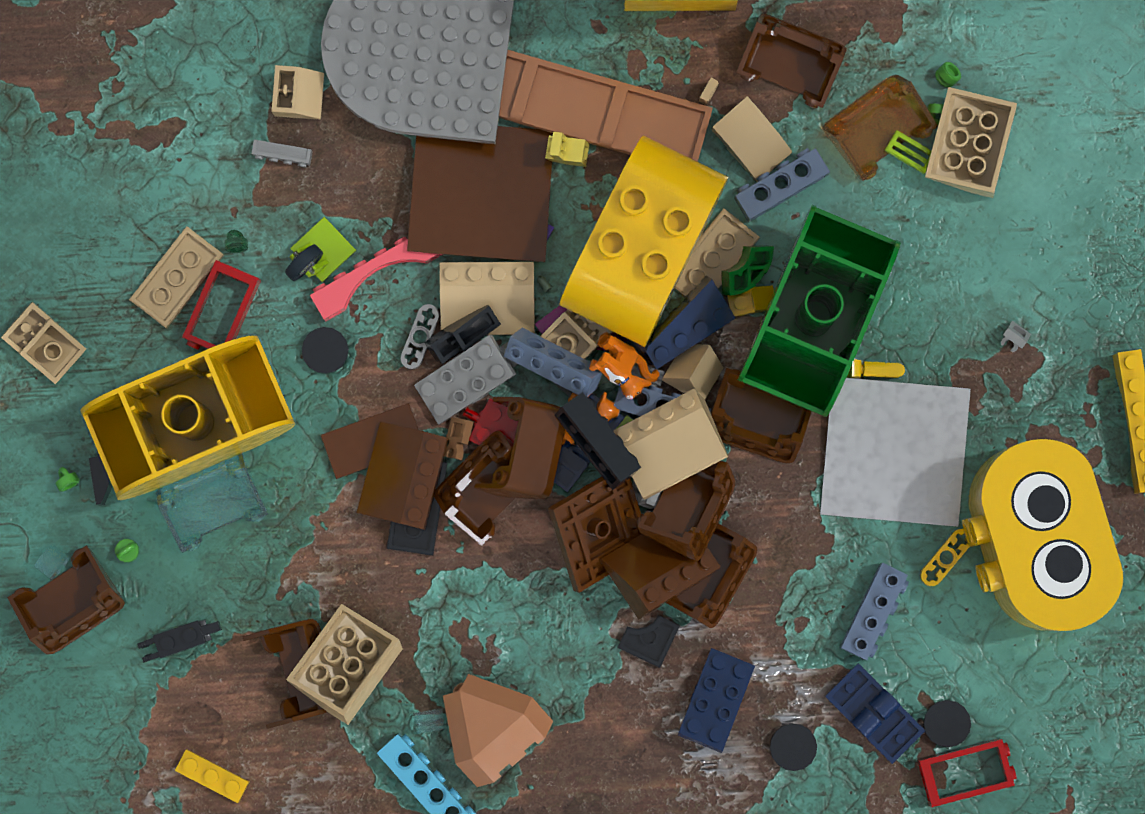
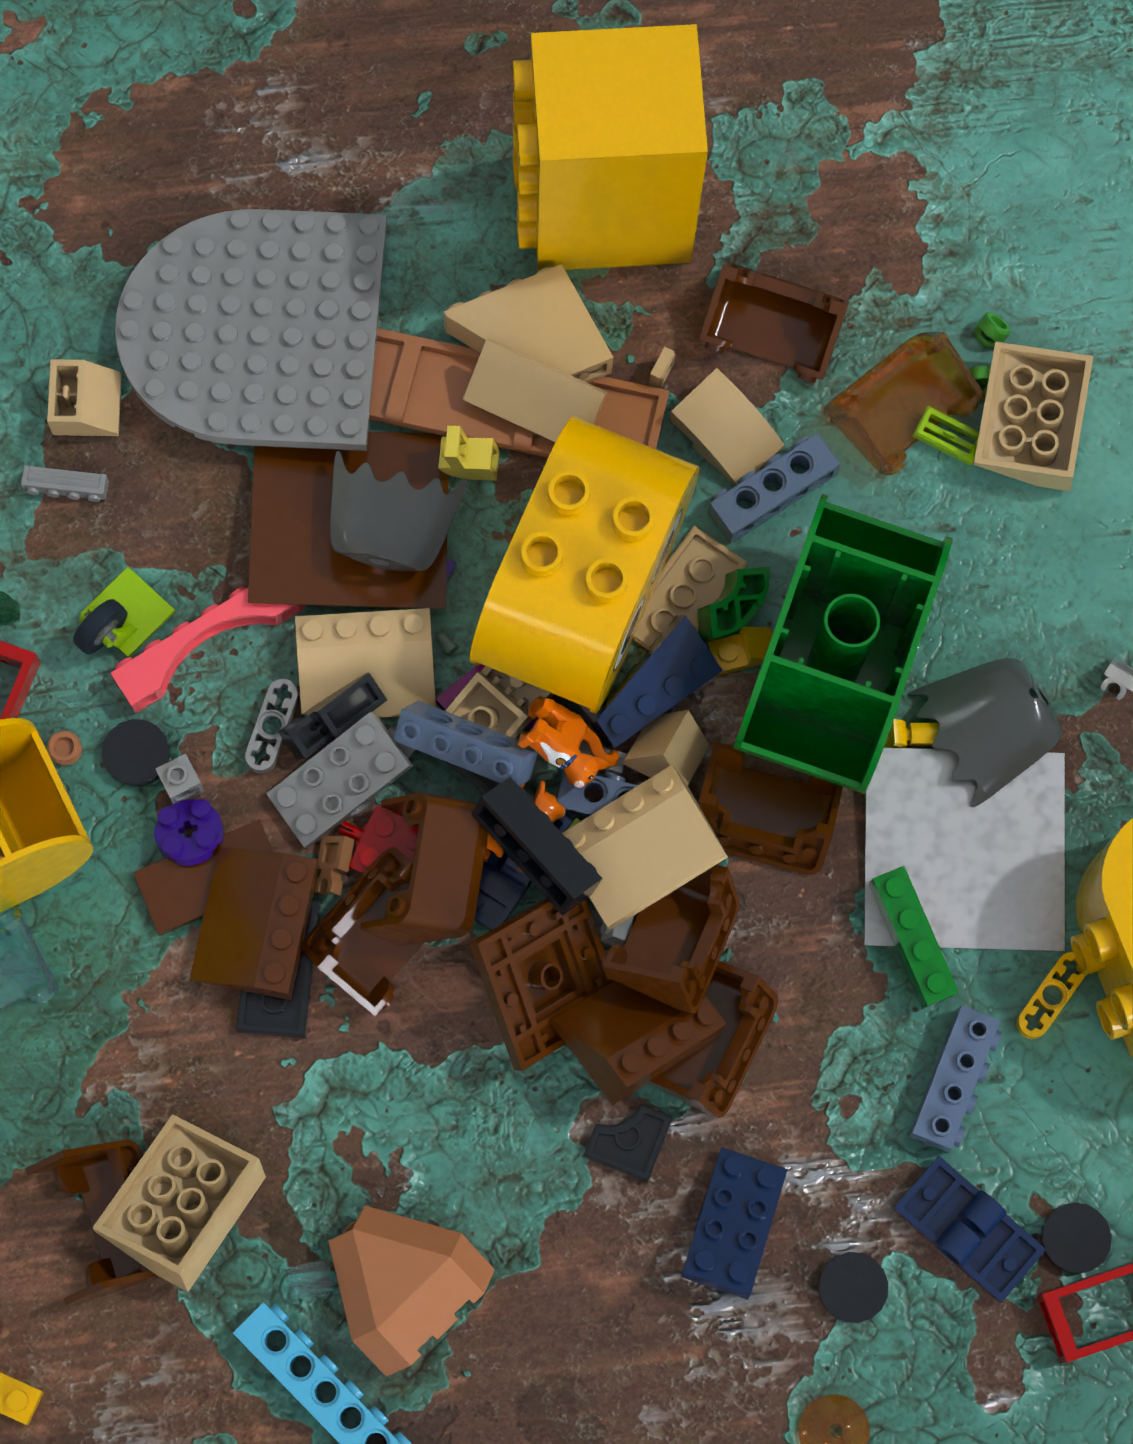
camera: 10 degrees left, 10 degrees down
(276, 344) = (64, 748): none -> nougat tile
(350, 400) = (186, 814): none -> dark purple plate
(355, 372) = (180, 779): none -> light grey brick
(509, 194) = (389, 520): none -> dark grey piece
(615, 109) = (530, 391): none -> tan tile
(619, 59) = (538, 318): none -> tan slope
(853, 513) = (913, 937): none -> green brick
(921, 364) = (991, 723): none -> dark grey piece

